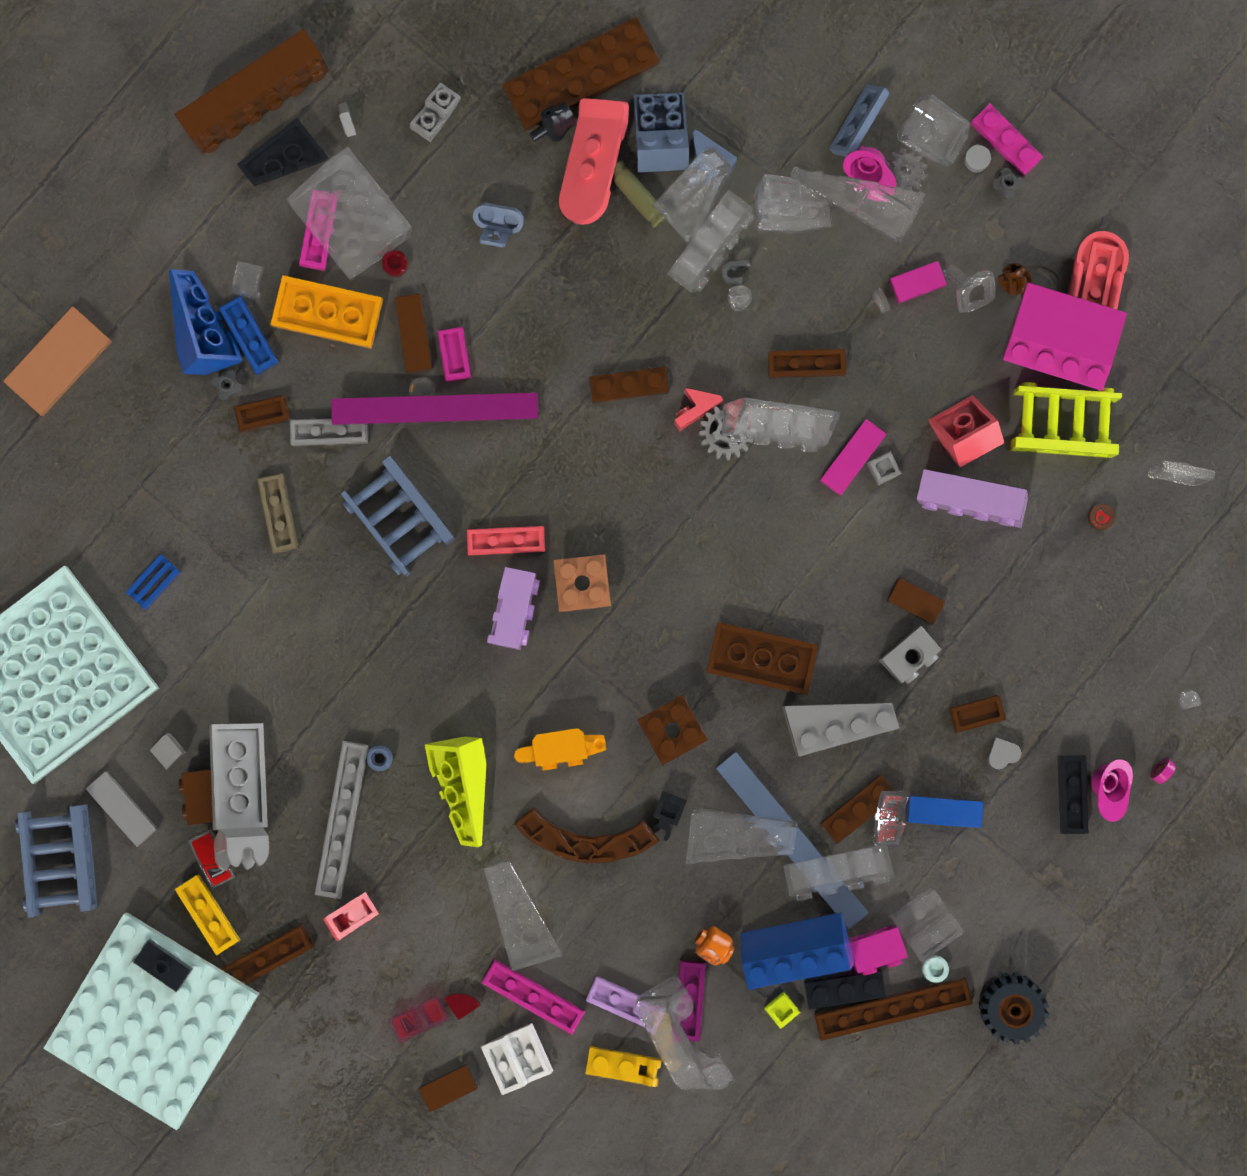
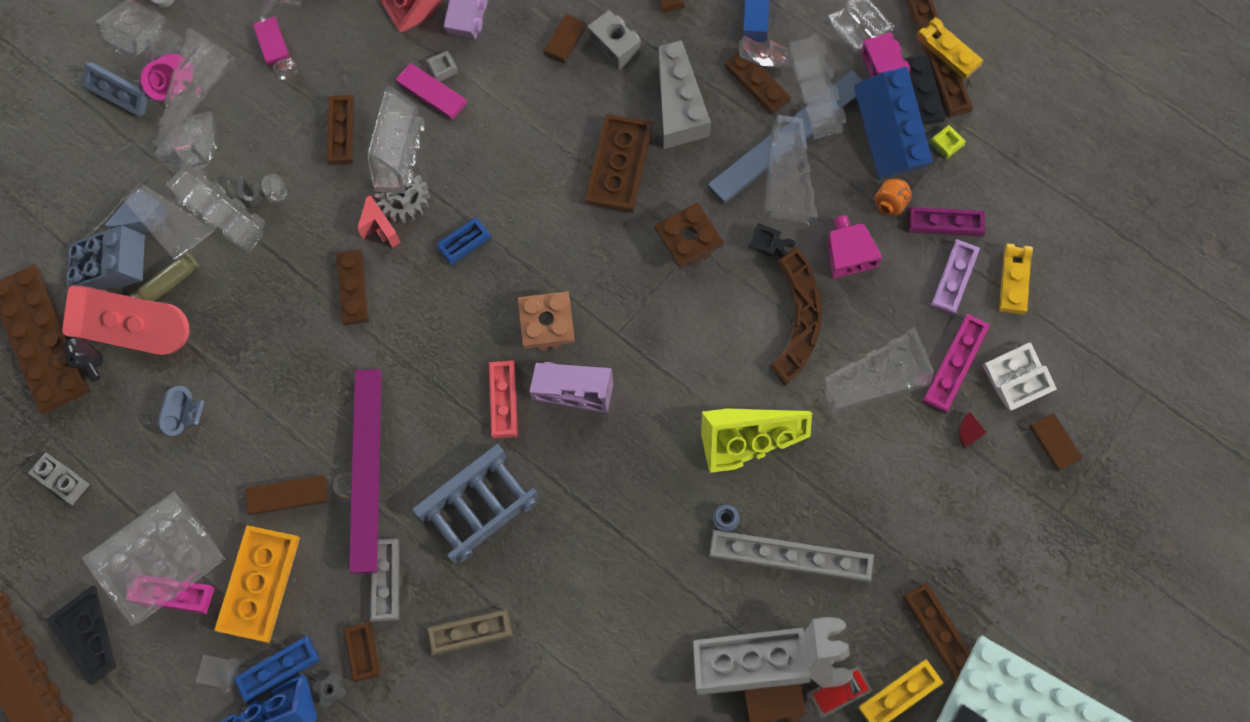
camera: 85 degrees left, 15 degrees down
(346, 119) = (47, 568): light grey tile -> none
(350, 916) = (890, 539): coral slope -> none
(394, 263) = (212, 516): dark red tile -> none
(418, 1019) = (988, 473): clear pink slope -> none
(454, 354) = (311, 454): dark pink tile -> none
(561, 747) = (708, 340): light orange hinge -> none
(658, 897) = (851, 249): none -> dark pink torso
(660, 1014) = (969, 231): clear windscreen -> none
(690, 514) = (452, 259): none -> blue tile
(890, 1021) = (949, 49): none -> yellow plate
(935, 969) = (899, 17): light aqua tile -> none

